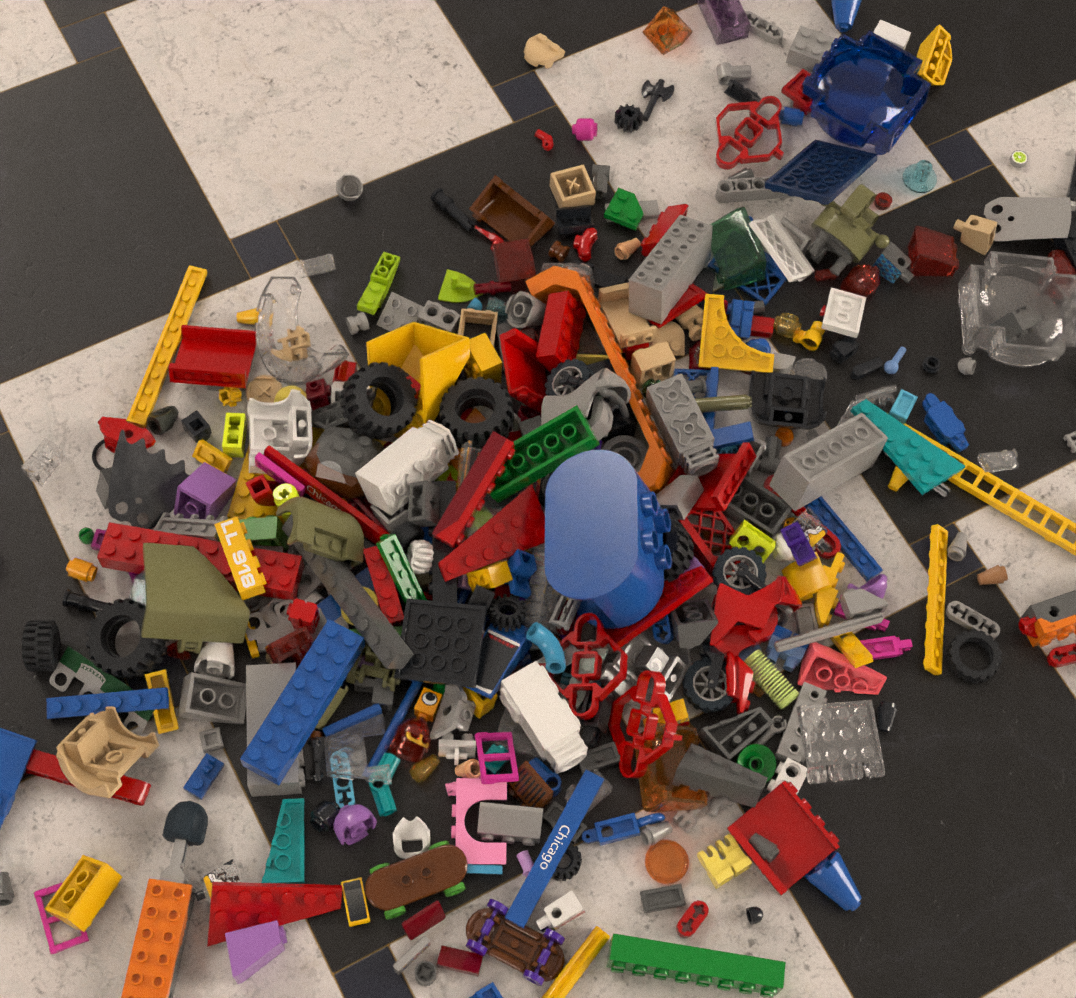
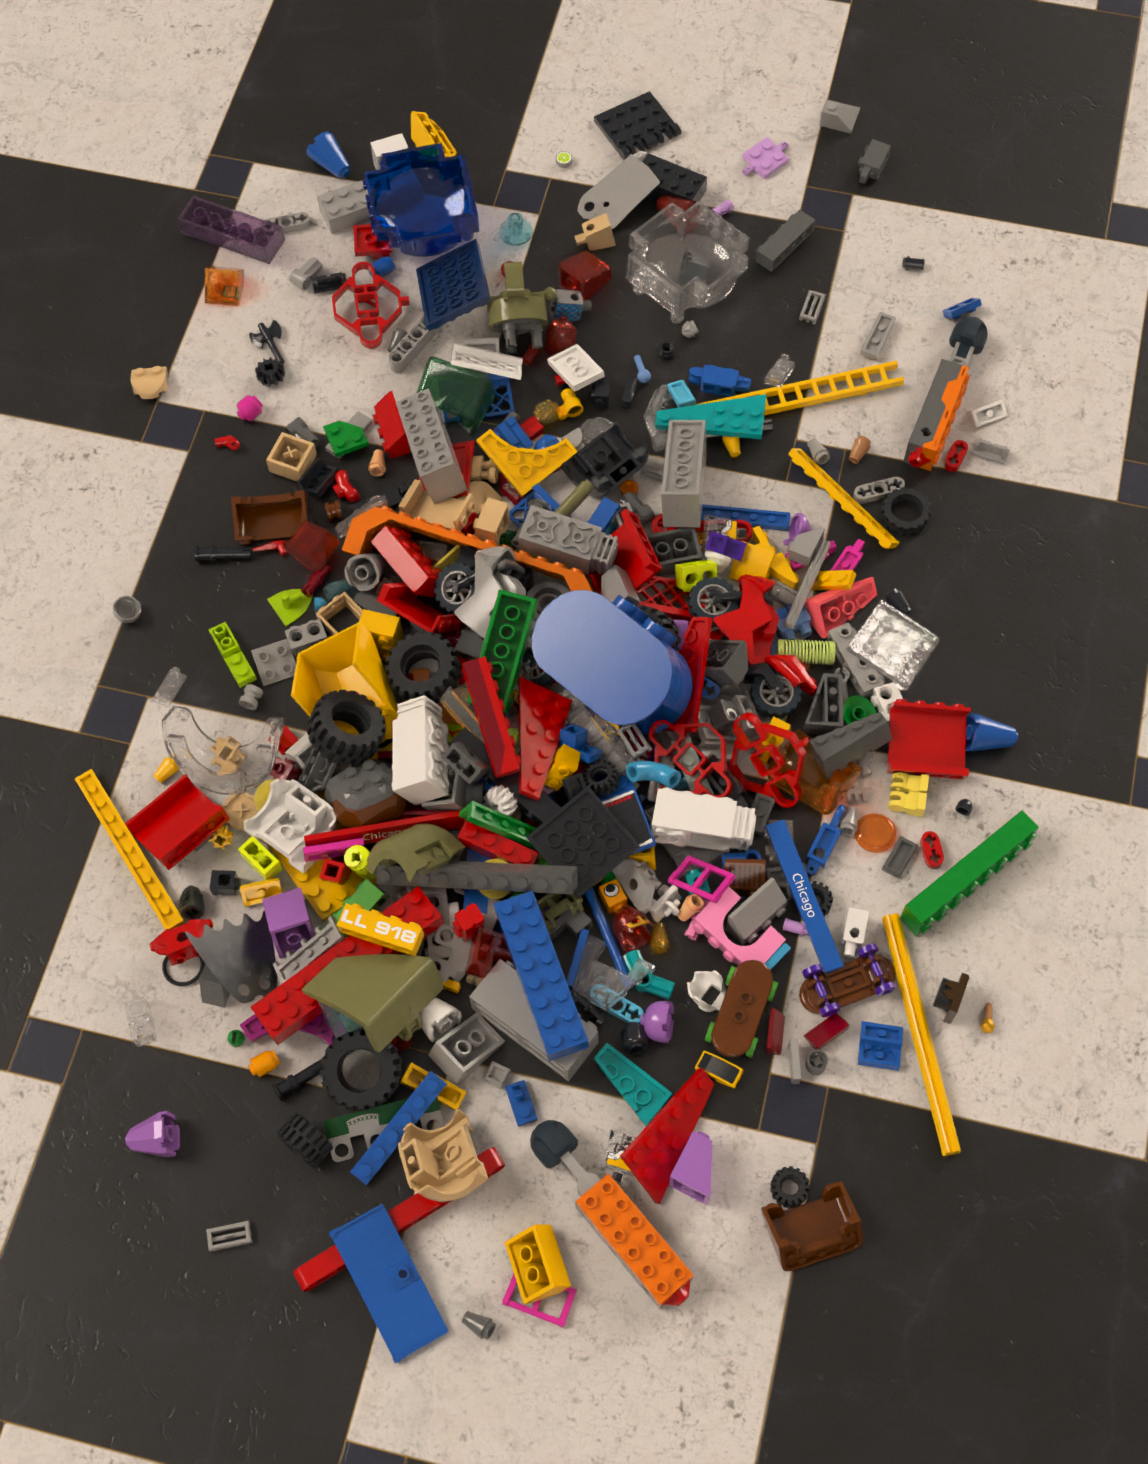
camera: 40 degrees left, 0 degrees up
(764, 847) = (925, 757): dark grey cone -> none

